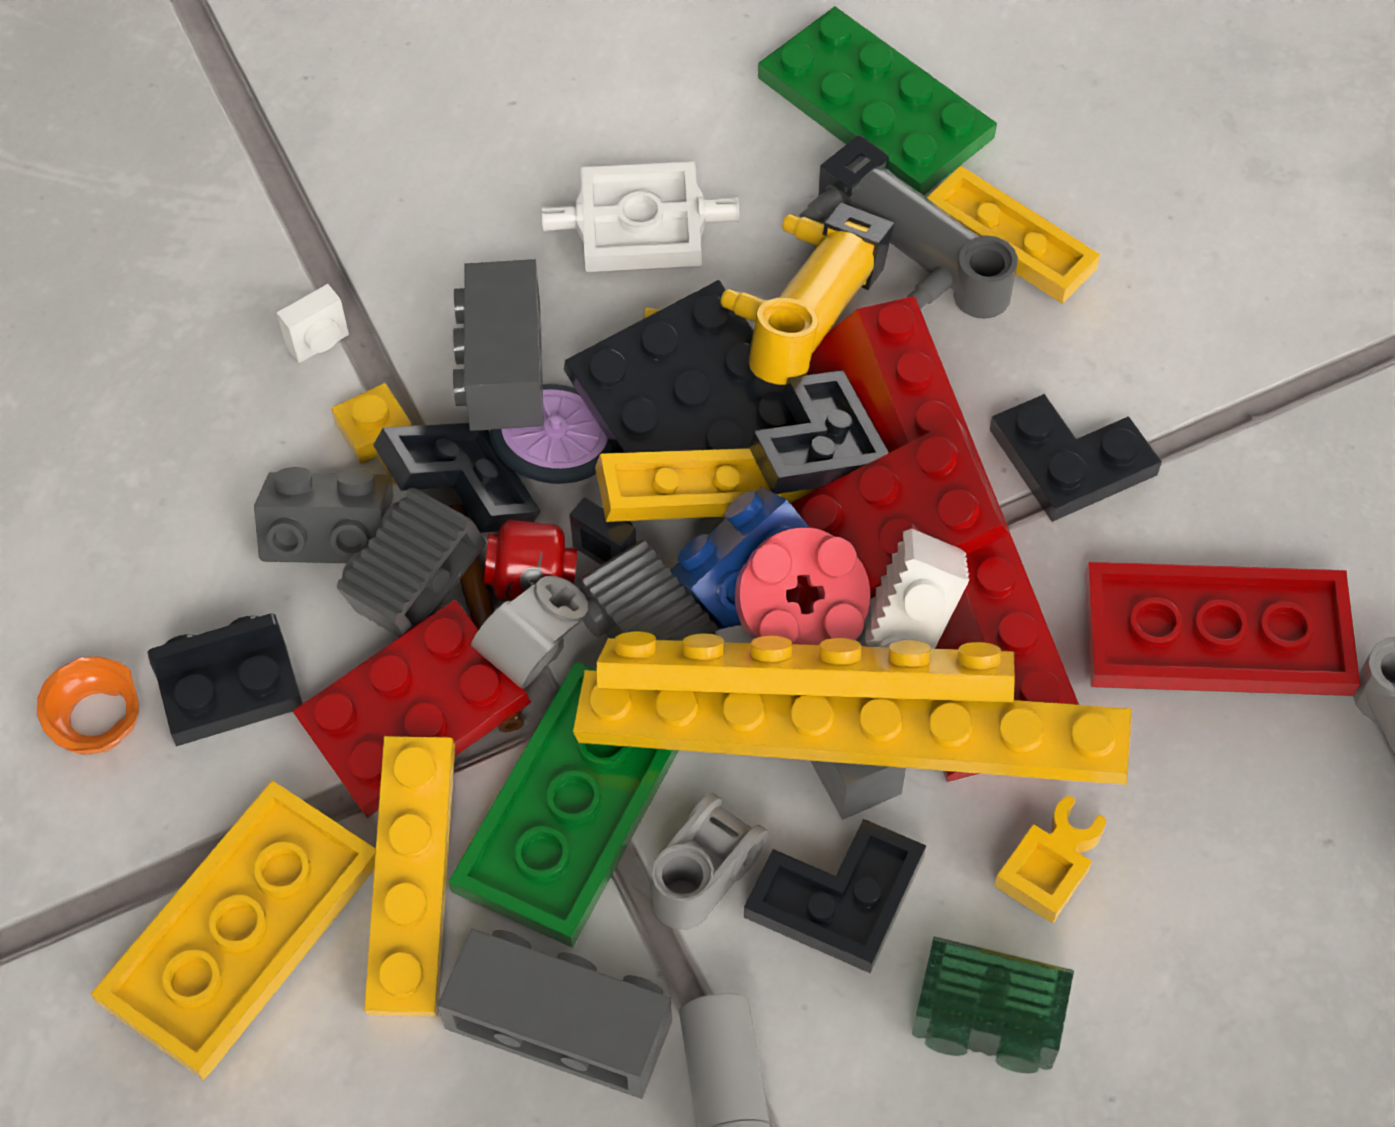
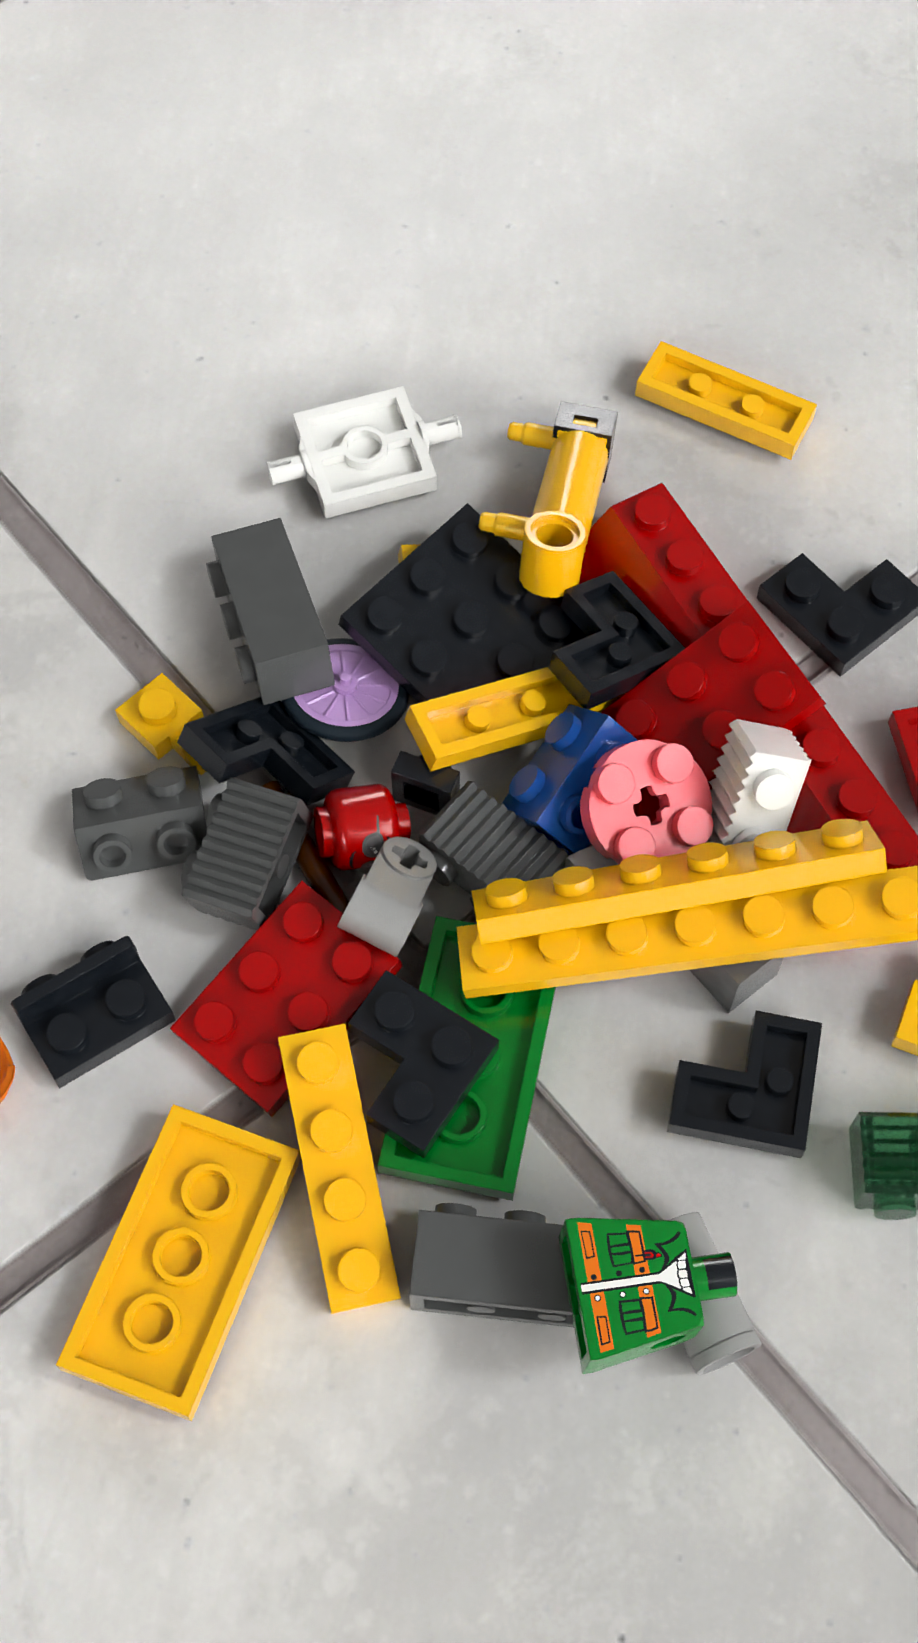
camera: 15 degrees left, 5 degrees up
(313, 323) = (72, 627): white plate -> none
(532, 795) = (437, 1059): none -> black plate
(653, 1046) = (636, 1287): none -> green torso
(708, 851) = (618, 1079): light grey piece -> none
(868, 88) = (557, 290): green plate -> none
(972, 265) = (701, 441): dark grey piece -> none

